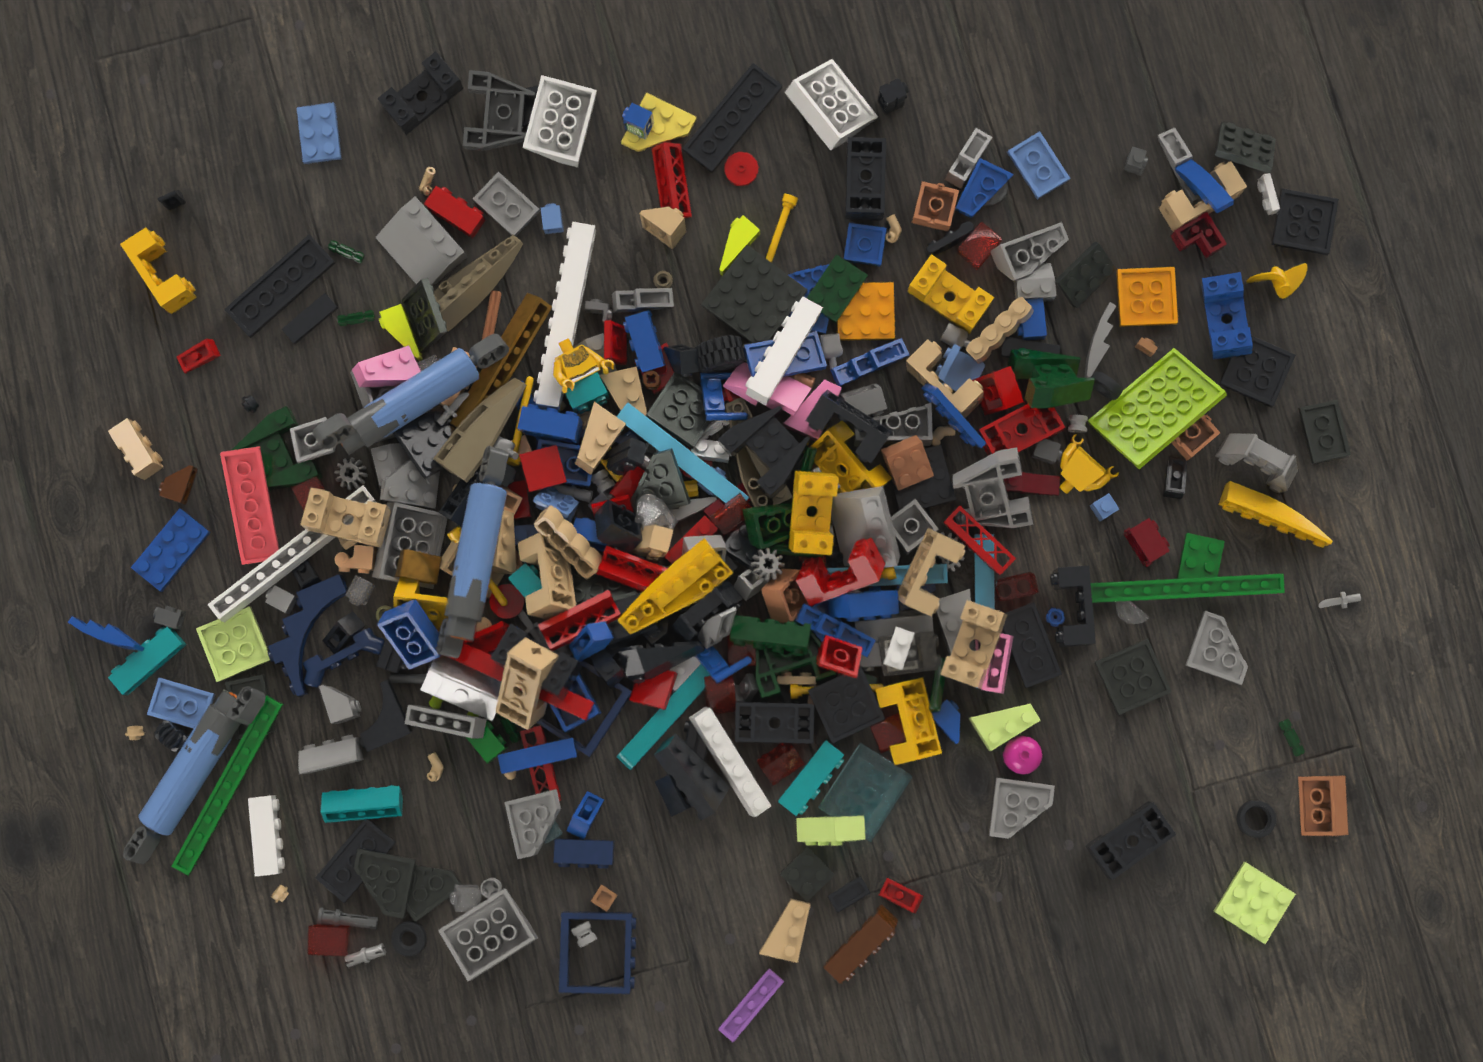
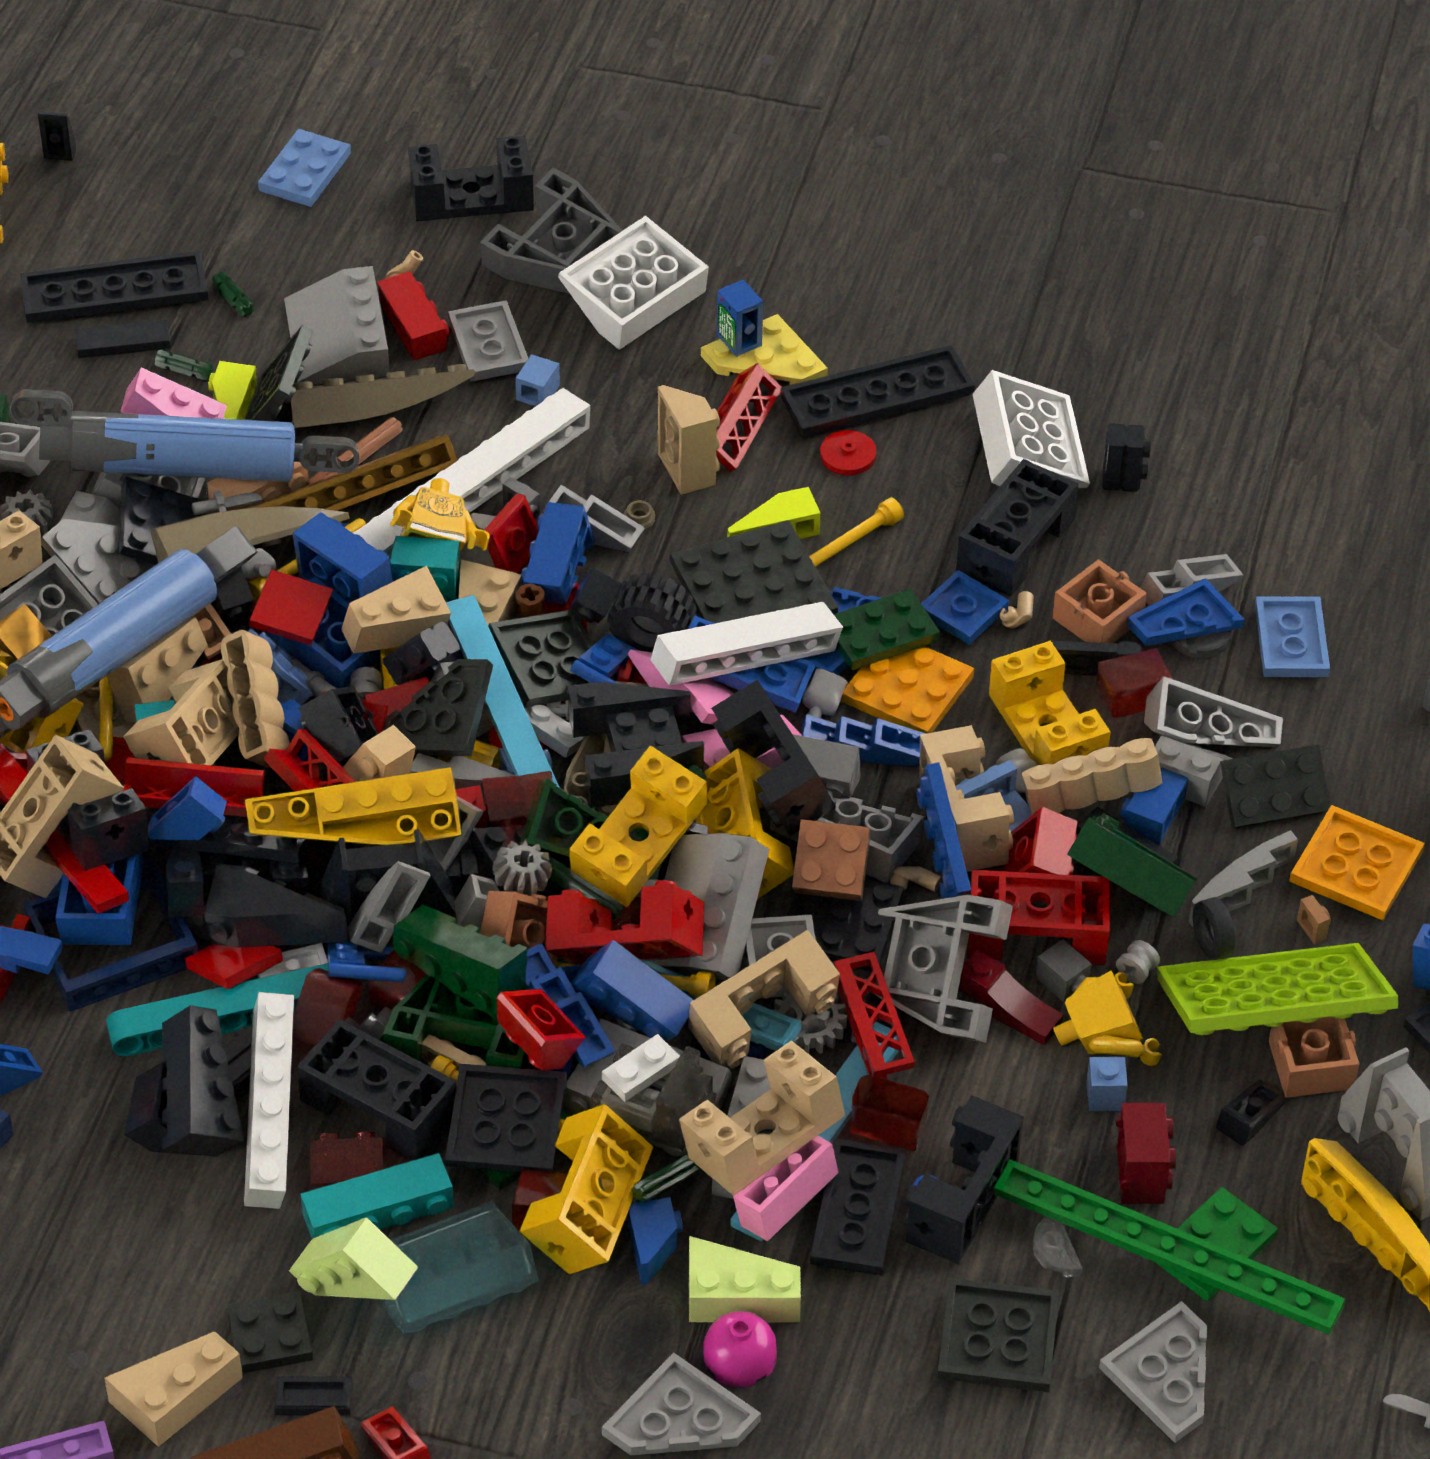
camera: 25 degrees right, 35 degrees down
(654, 512) = (410, 724): clear slope -> none

